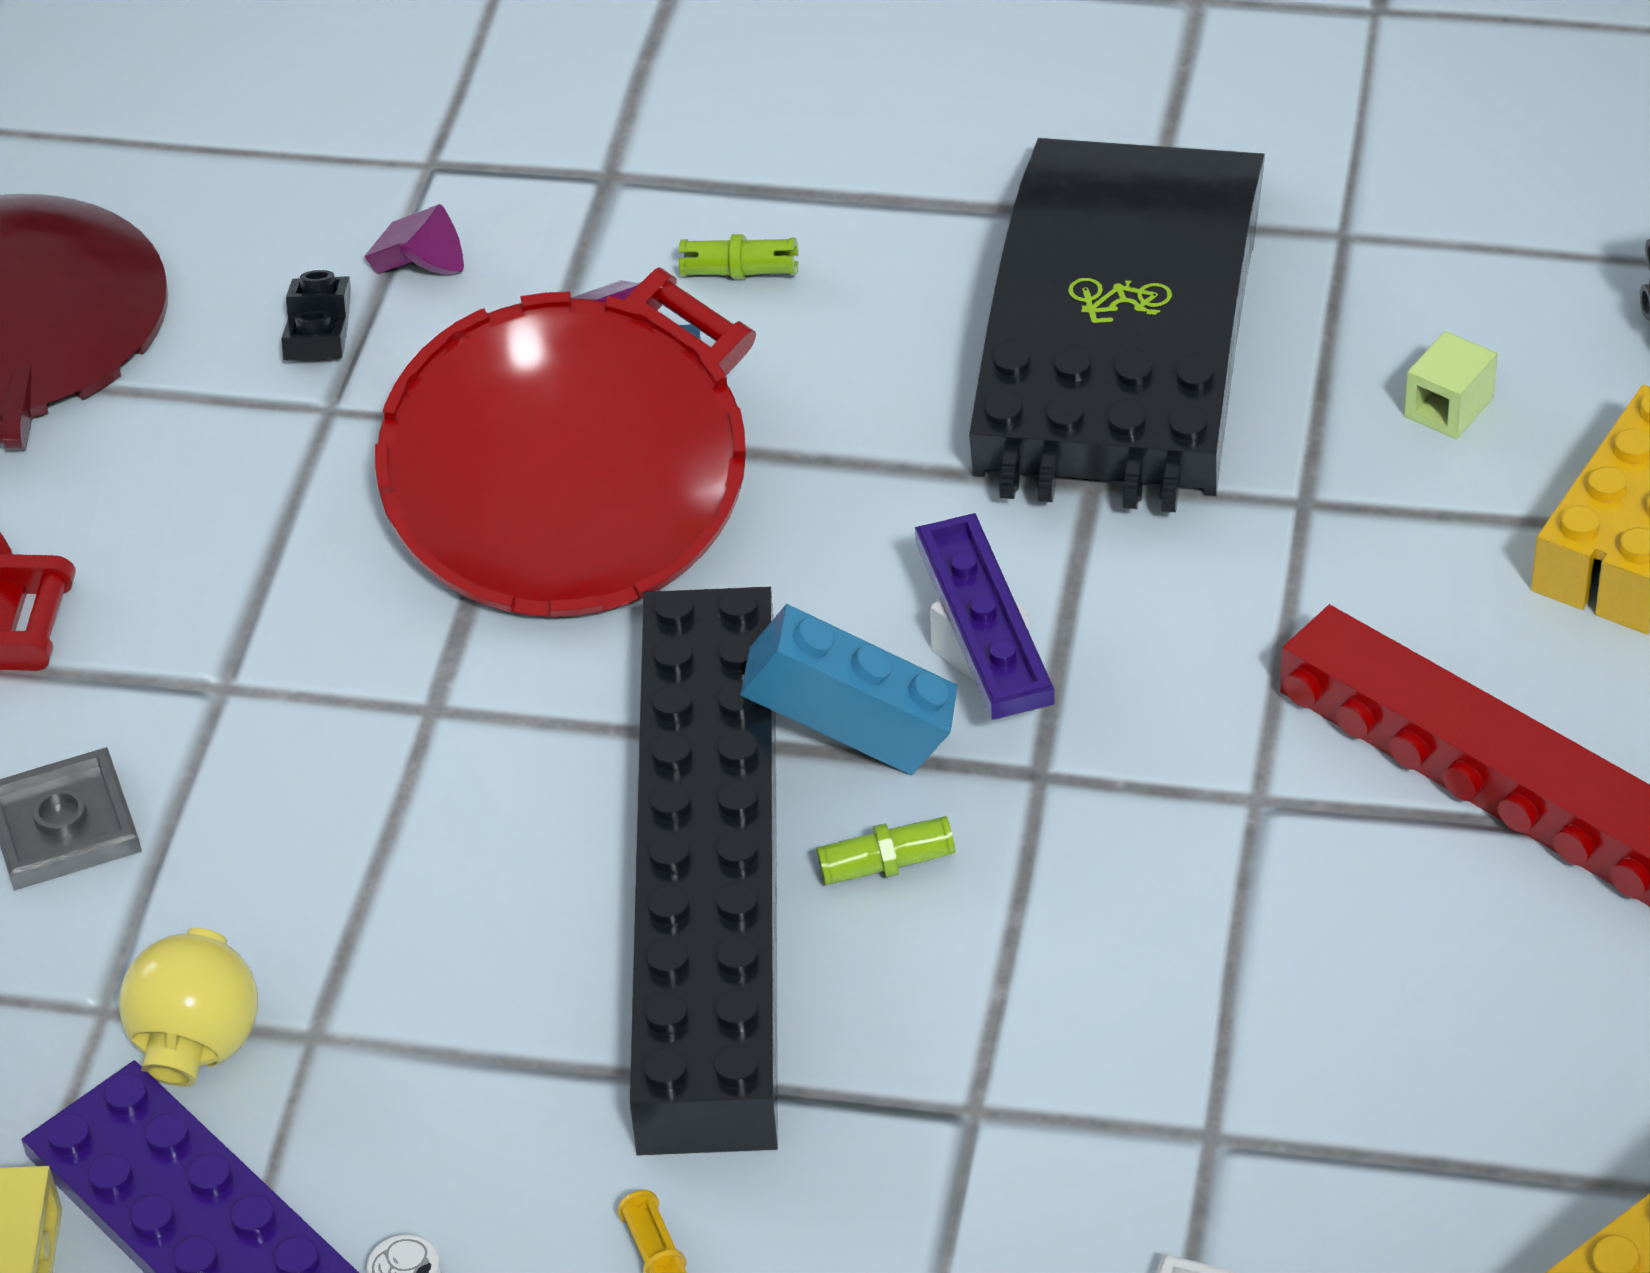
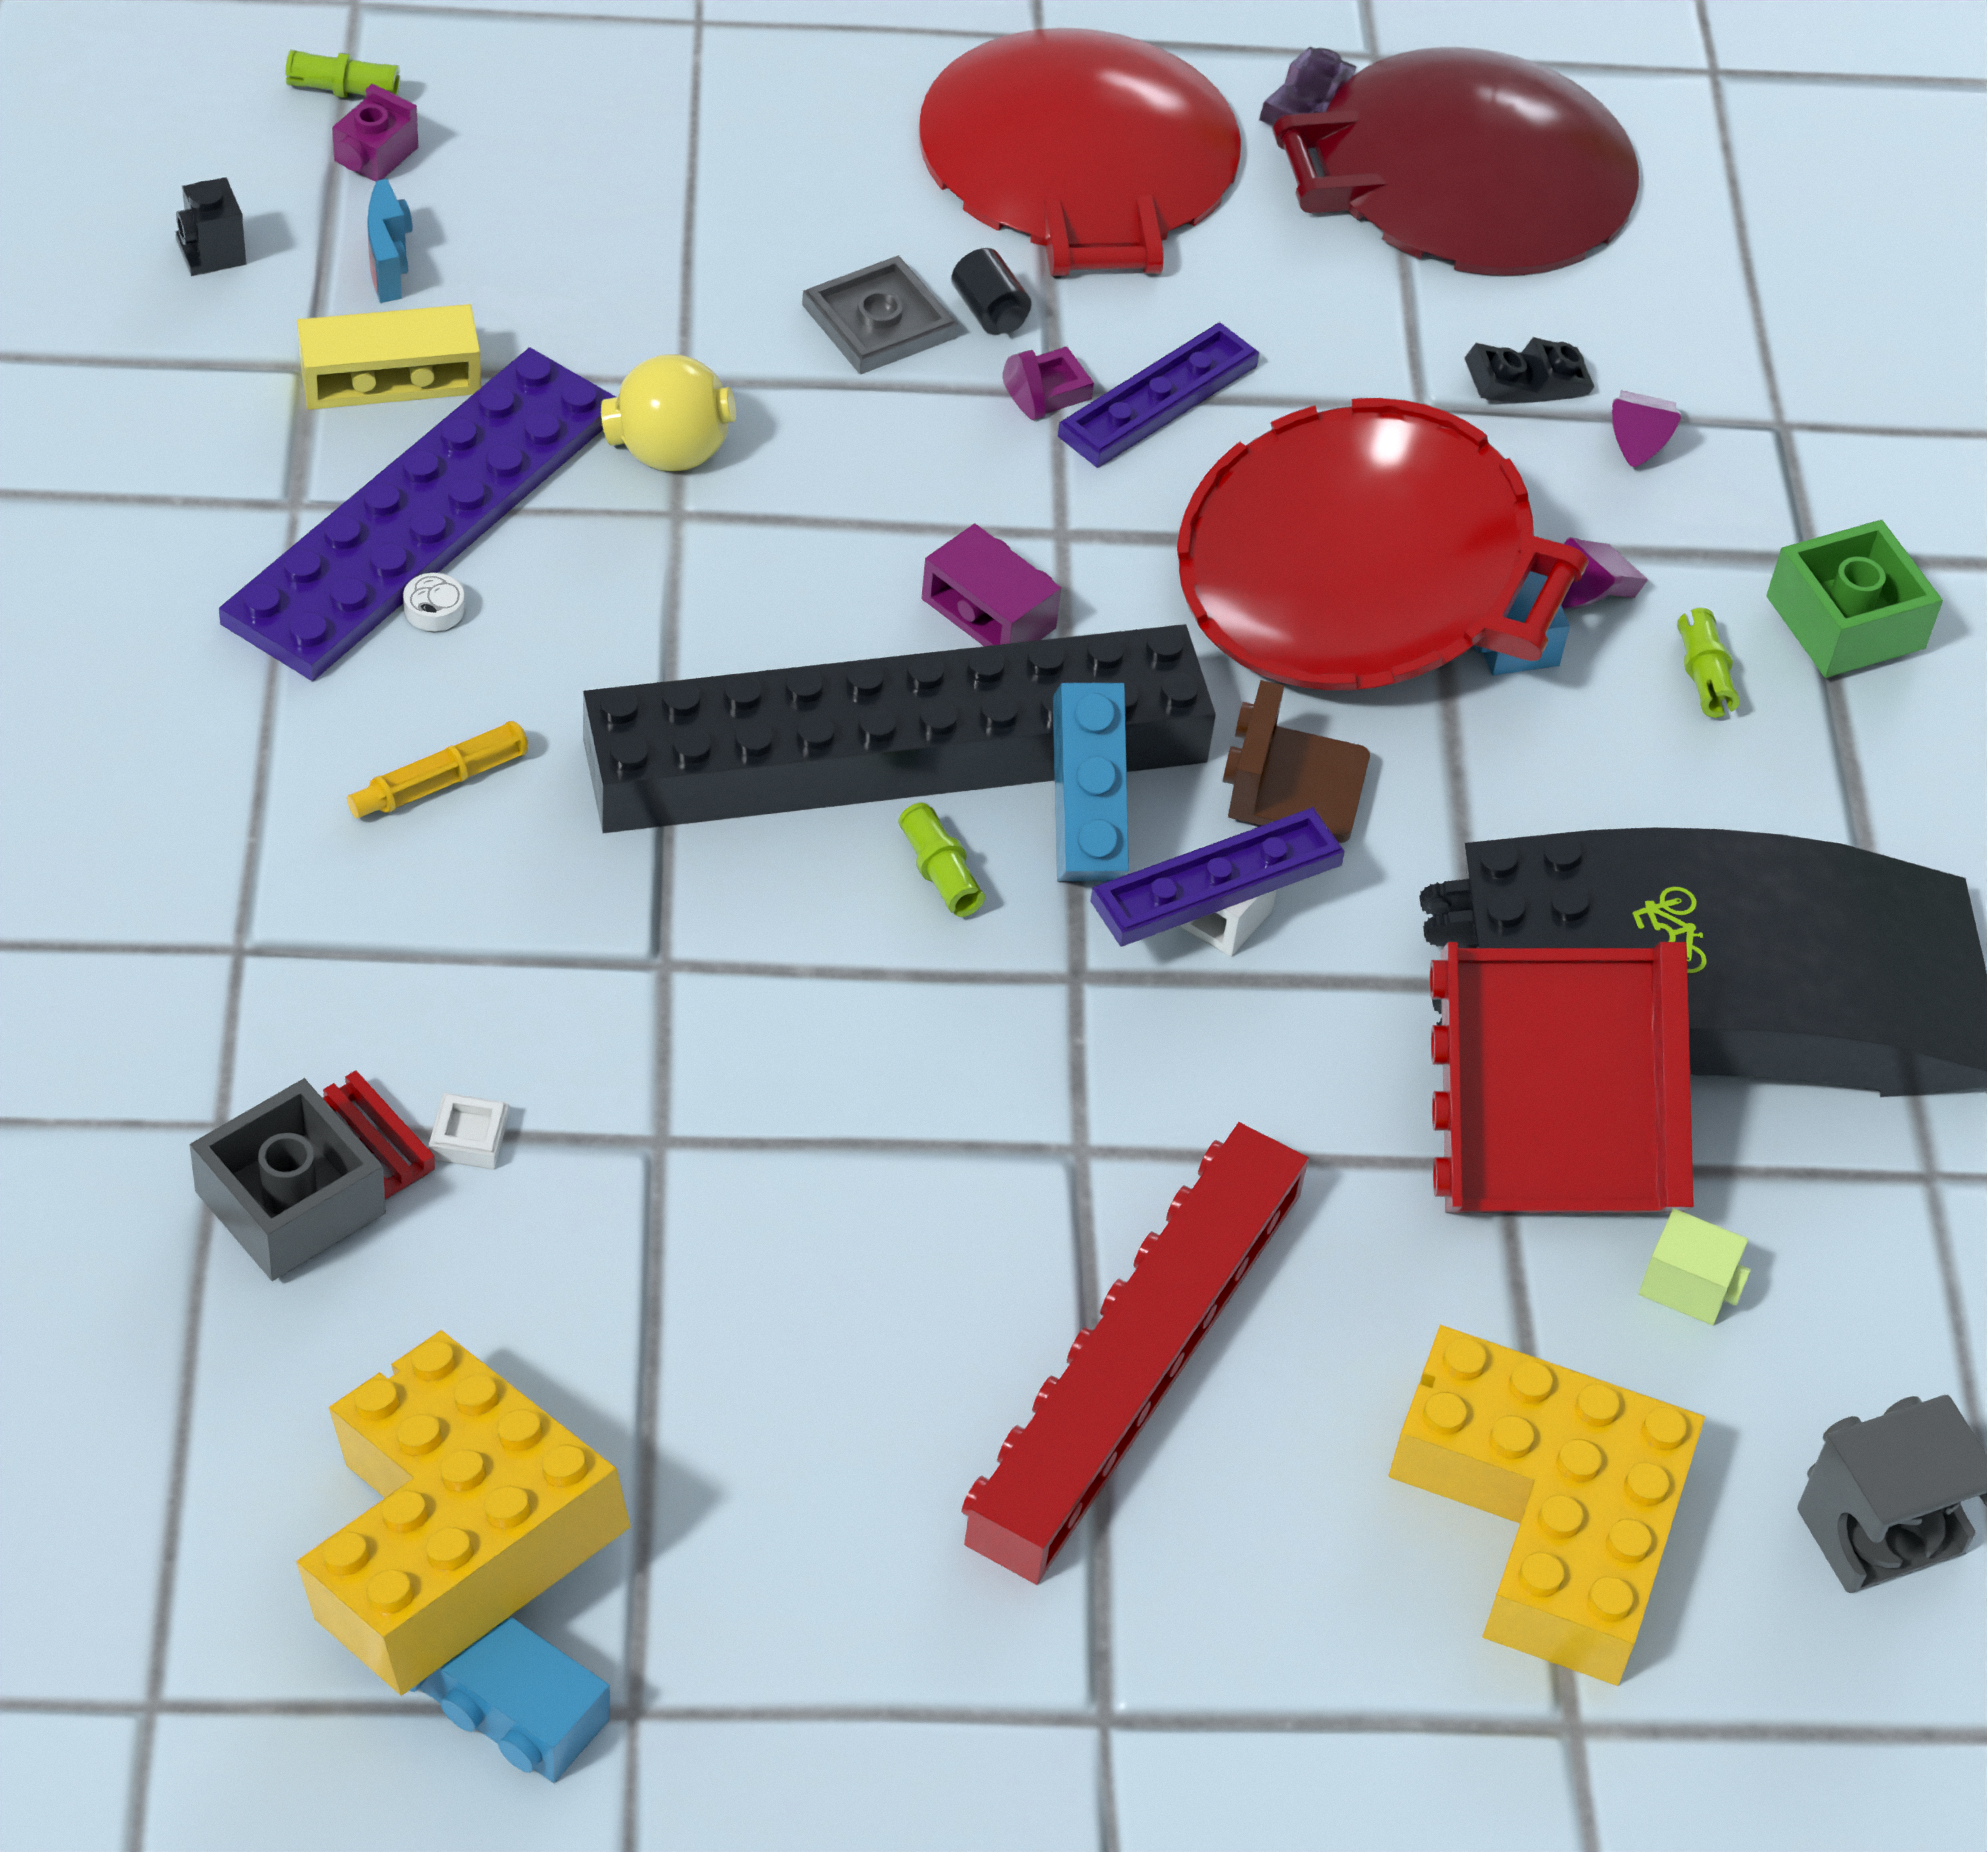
camera: 70 degrees right, 5 degrees up
(76, 707) = (991, 291): none -> black brick
(214, 689) = (1046, 381): none -> magenta tile
(259, 602) = (1158, 394): none -> dark purple tile
(527, 762) = (990, 590): none -> magenta brick
(699, 139) = (1853, 598): none -> bright green brick
(824, 563) = (1291, 770): none -> reddish brown bracket
(1273, 399) = (1563, 1080): none -> red panel

